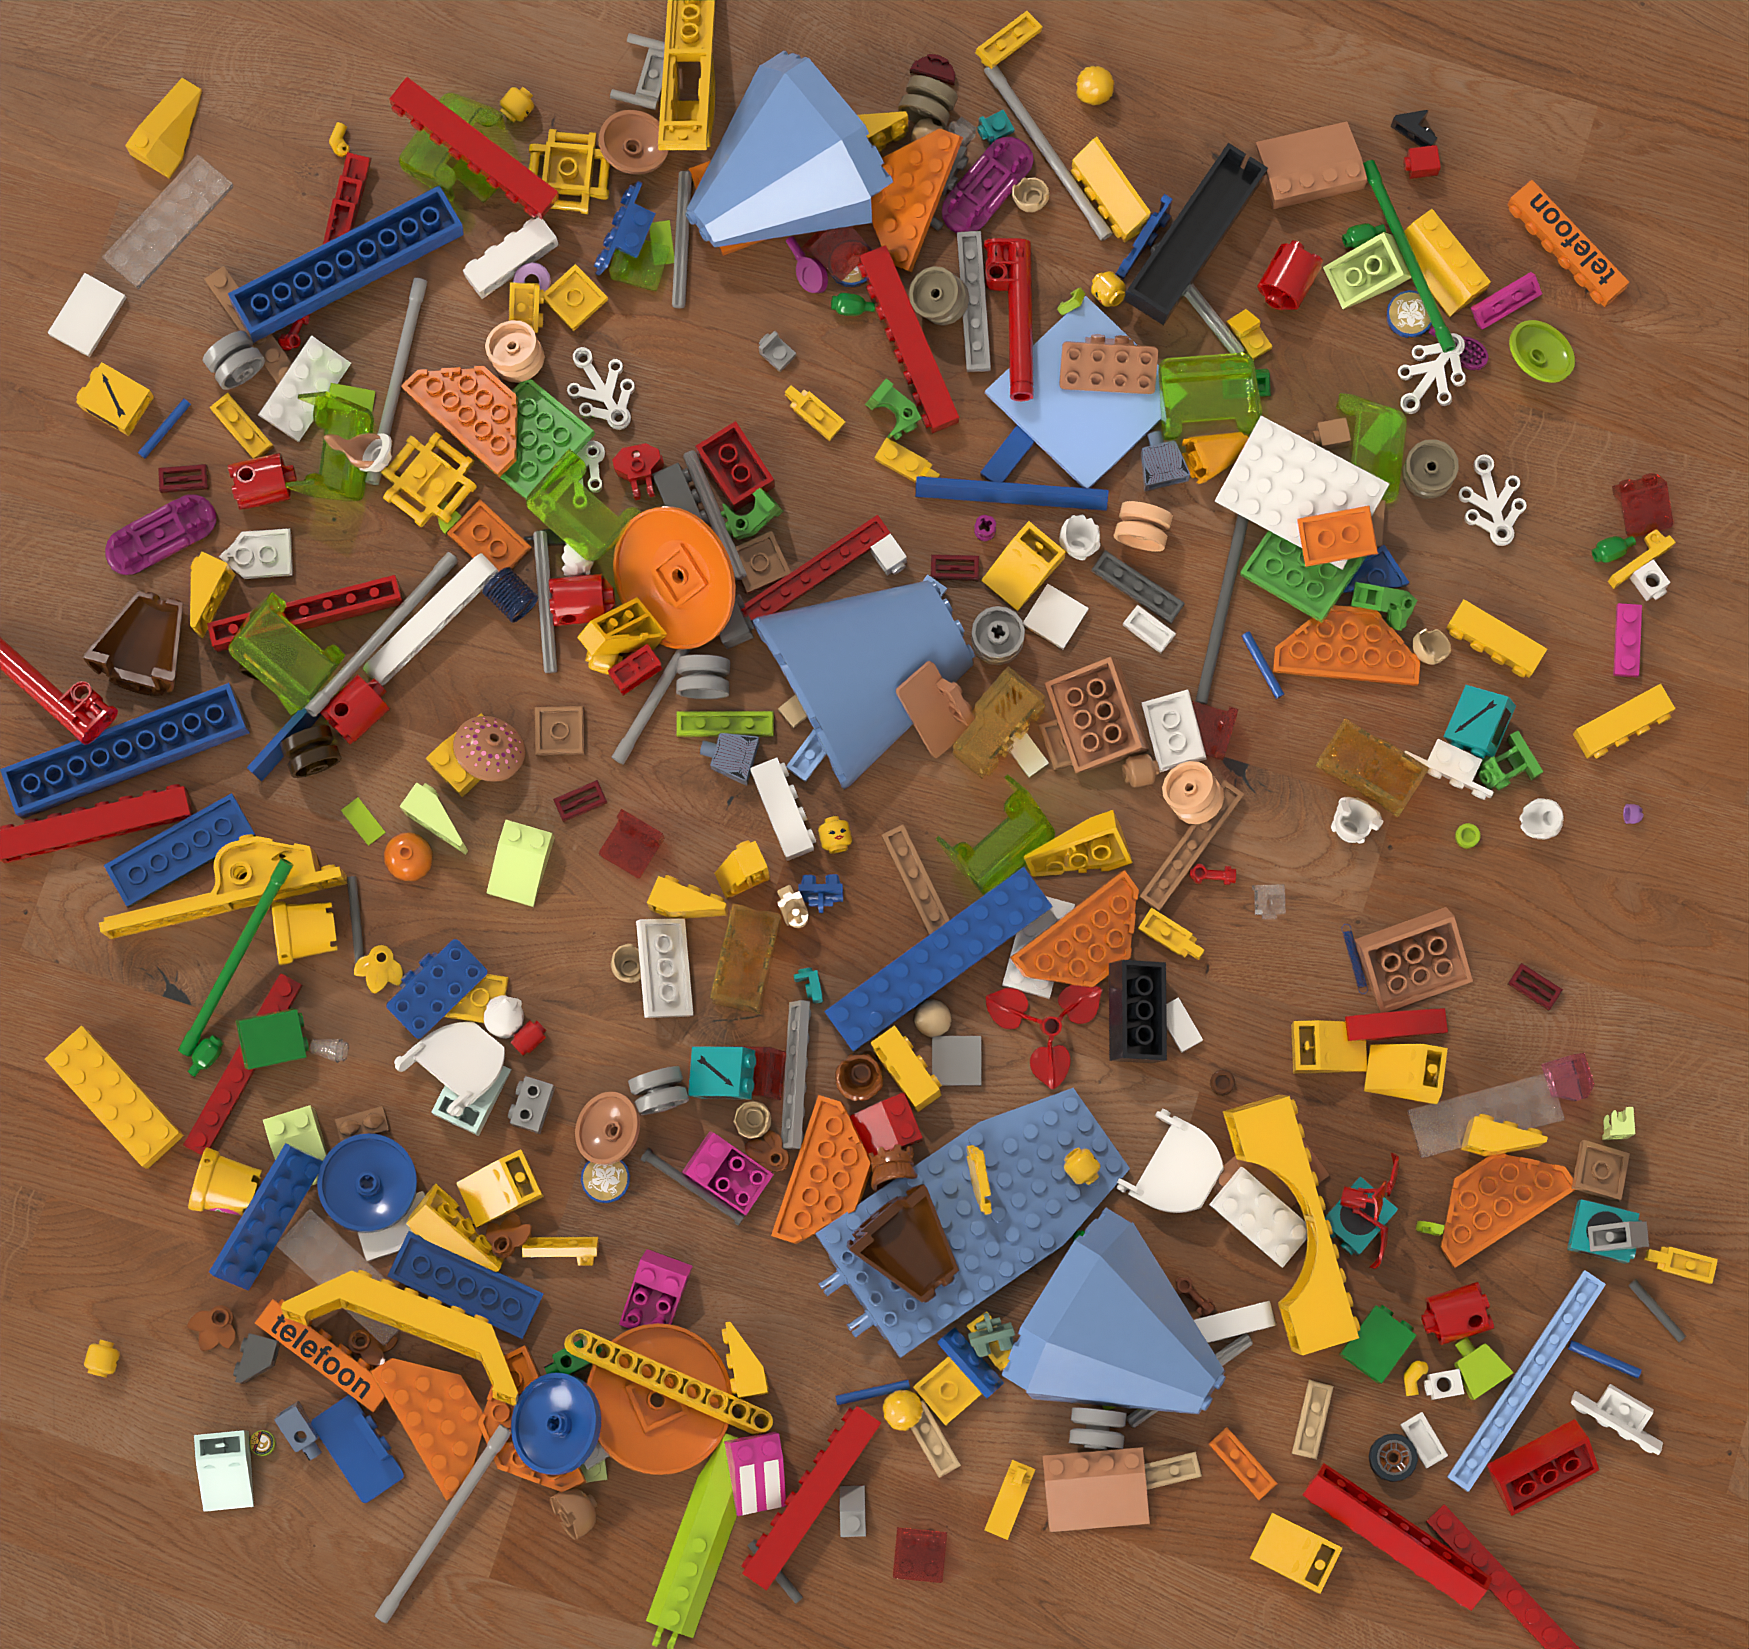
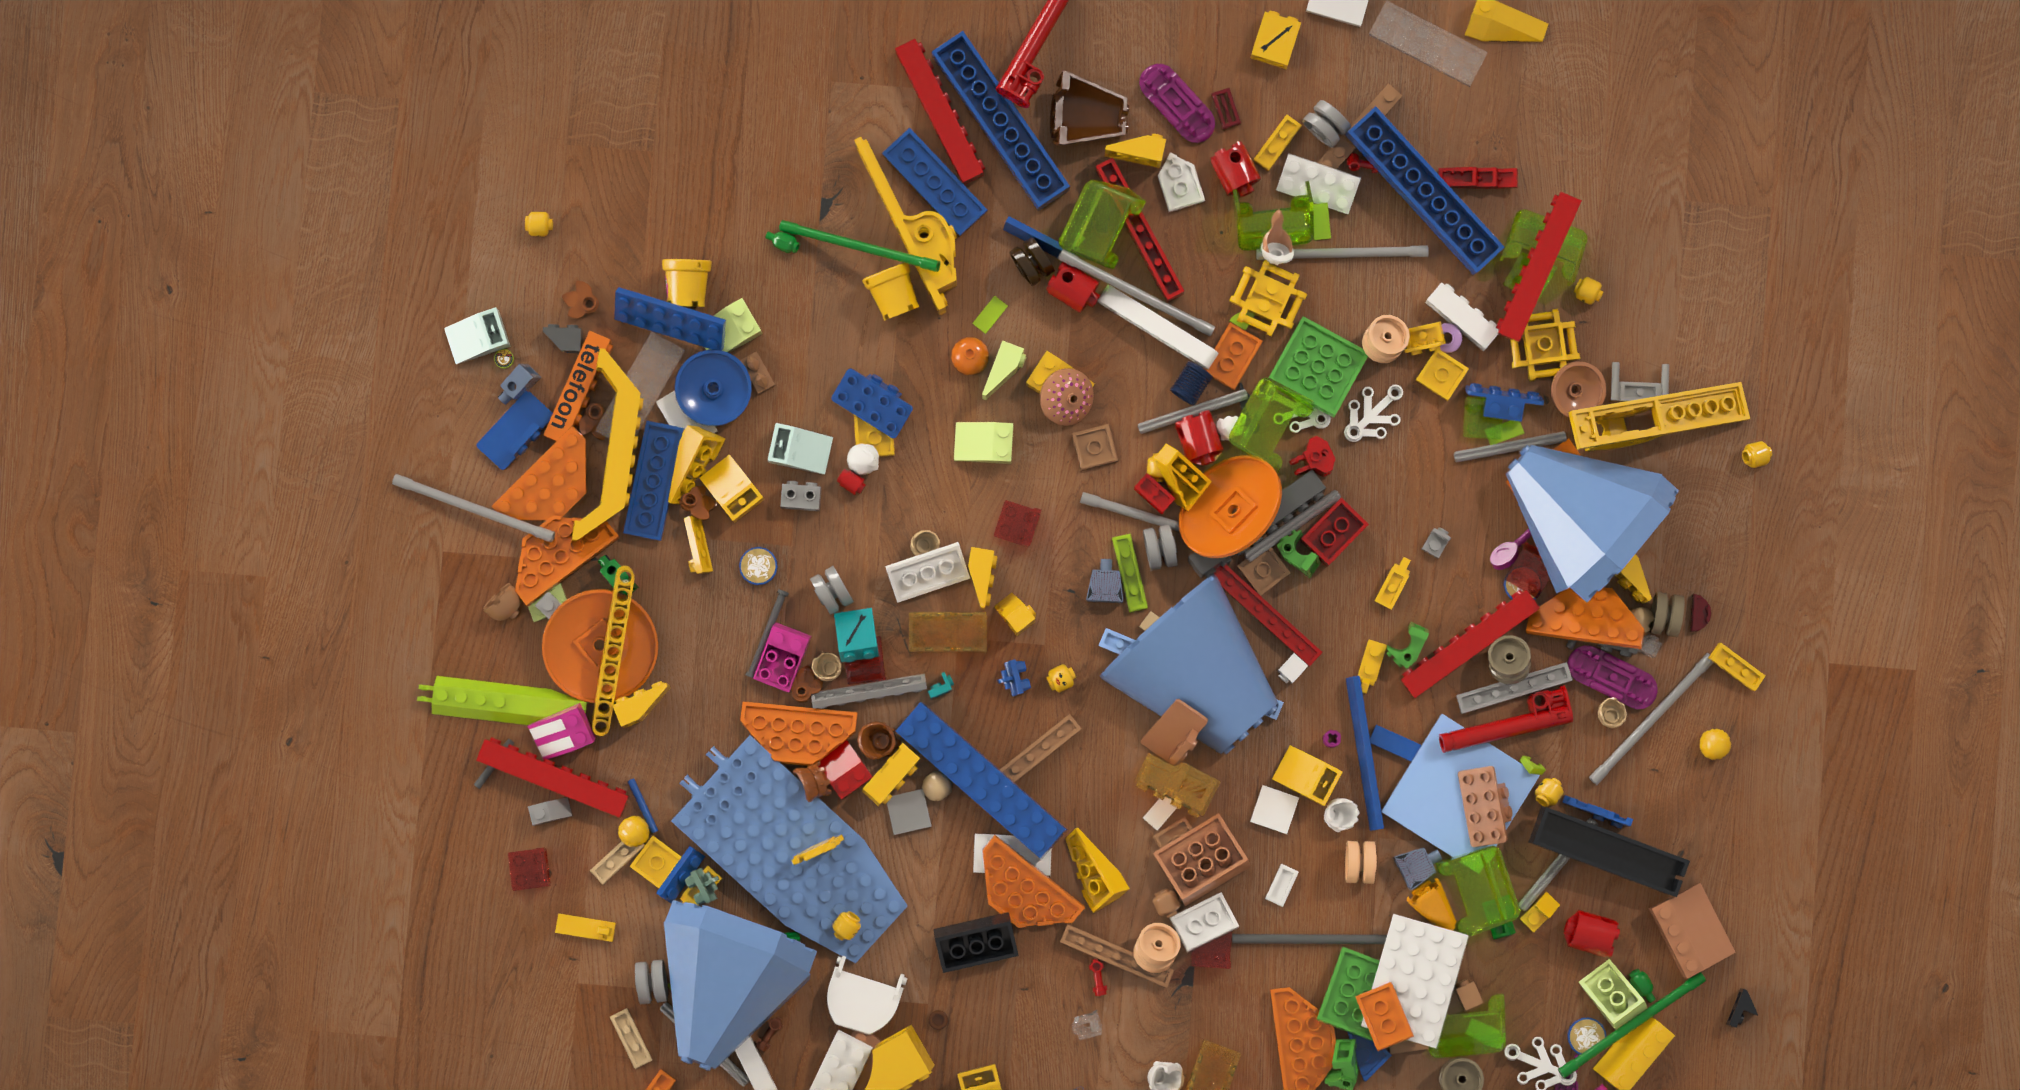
camera: 75 degrees right, 5 degrees up
(114, 1097) = (735, 182): yellow brick -> none
(164, 428) = (1261, 83): blue bar -> none
(236, 1076) = (782, 271): red plate -> none
(272, 1038) = (805, 288): green brick -> none
(332, 1049) = (809, 335): clear cone -> none
(337, 142) = (1526, 157): yellow arm -> none
(355, 917) = (909, 329): dark grey bar -> none
(378, 972) = (875, 355): yellow plate -> none
(459, 1057) = (822, 435): white piece -> none
(473, 409) = (1331, 318): orange plate -> none
(556, 1424) = (562, 574): blue dish -> none
(565, 817) = (1053, 489): dark red tile -> none
(599, 1123) = (791, 551): nougat dish -> none
(655, 1290) = (681, 624): dark pink slope -> none
(782, 809) = (1072, 632): white brick -> none
(792, 907) = (995, 659): tan hips -> none
(851, 304) = (1488, 592): green plant -> none
(907, 1244) = (753, 805): reddish brown cone -> none
(952, 576) = (1289, 730): dark red tile -> none
(995, 127) = (1662, 672): teal bracket -> none
(997, 621) = (1253, 758): light grey wheel -> none
(1004, 848) = (1079, 810): clear neon green windscreen -> none
(1049, 1063) = (923, 883): red plant -> none
(1096, 1489) = (607, 991): nougat slope -> none
(1110, 190) = (1629, 776): yellow slope -> none
(1138, 587) = (1313, 869): dark grey tile -> none
(1170, 934) = (1043, 954): yellow hinge -> none
(1181, 1026) = (974, 978): white tile -> none
(1263, 665) = (1274, 980): blue bar -> none
(1422, 162) = (1714, 1019): red brick -> none

